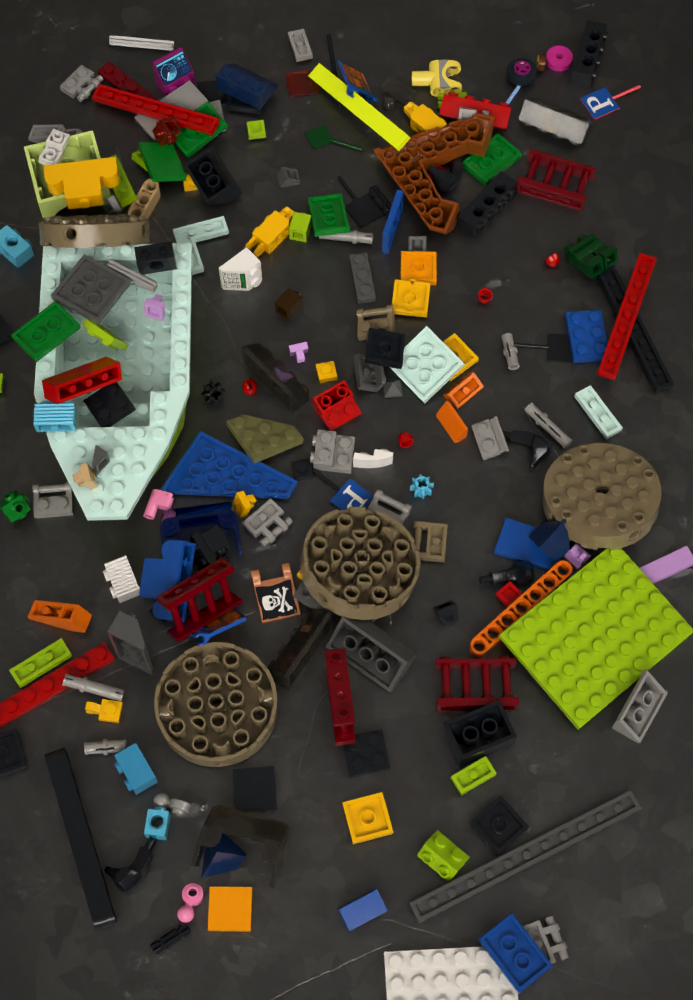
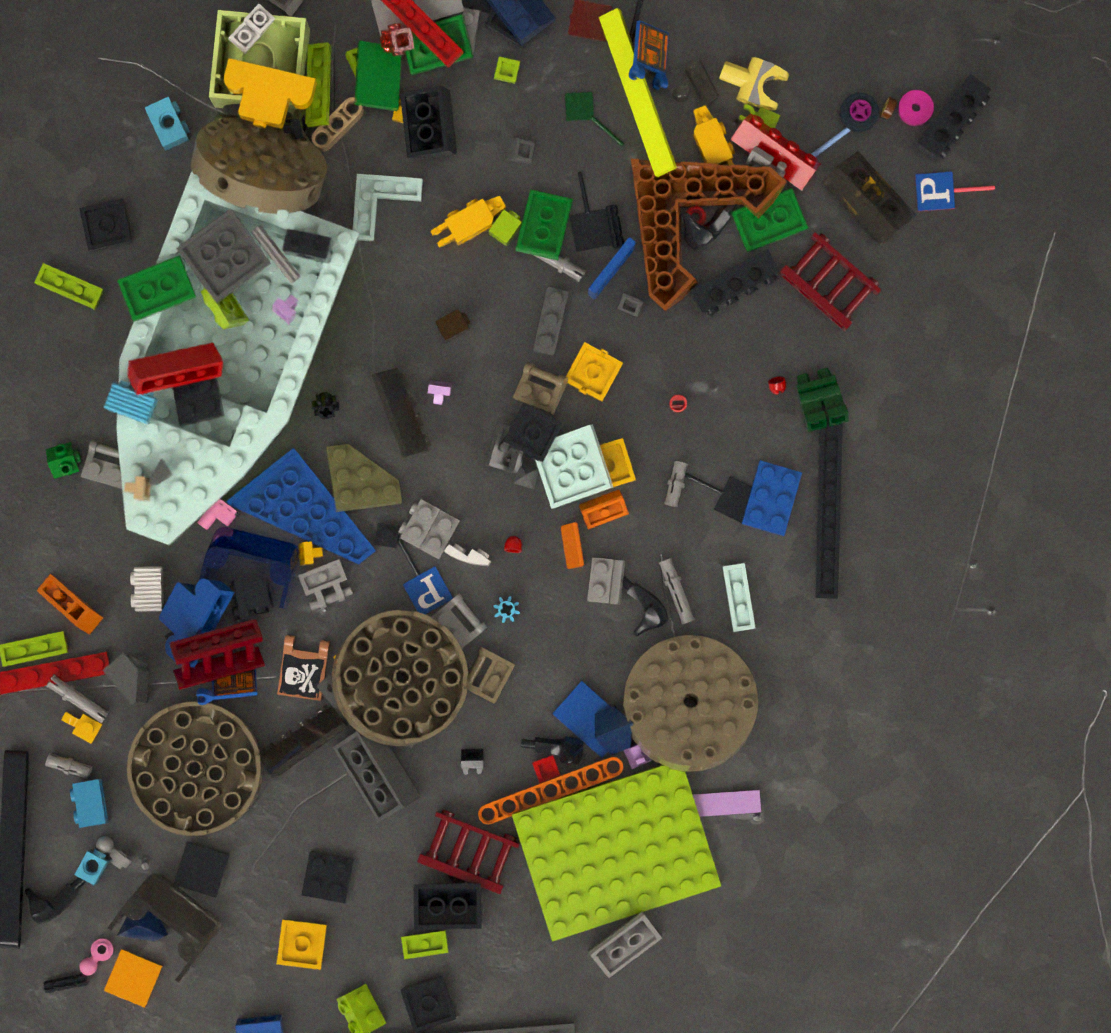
camera: 25 degrees right, 20 degrees up
(241, 272) = (413, 267): white slope -> none
(246, 389) = (374, 411): red hinge -> none
(326, 372) = (461, 426): yellow plate -> none
(336, 406) = (453, 478): red brick -> none
(340, 697) = (320, 816): dark red fence -> none
(419, 266) = (620, 333): light orange tile -> none
(626, 317) = (823, 497): red plate -> none

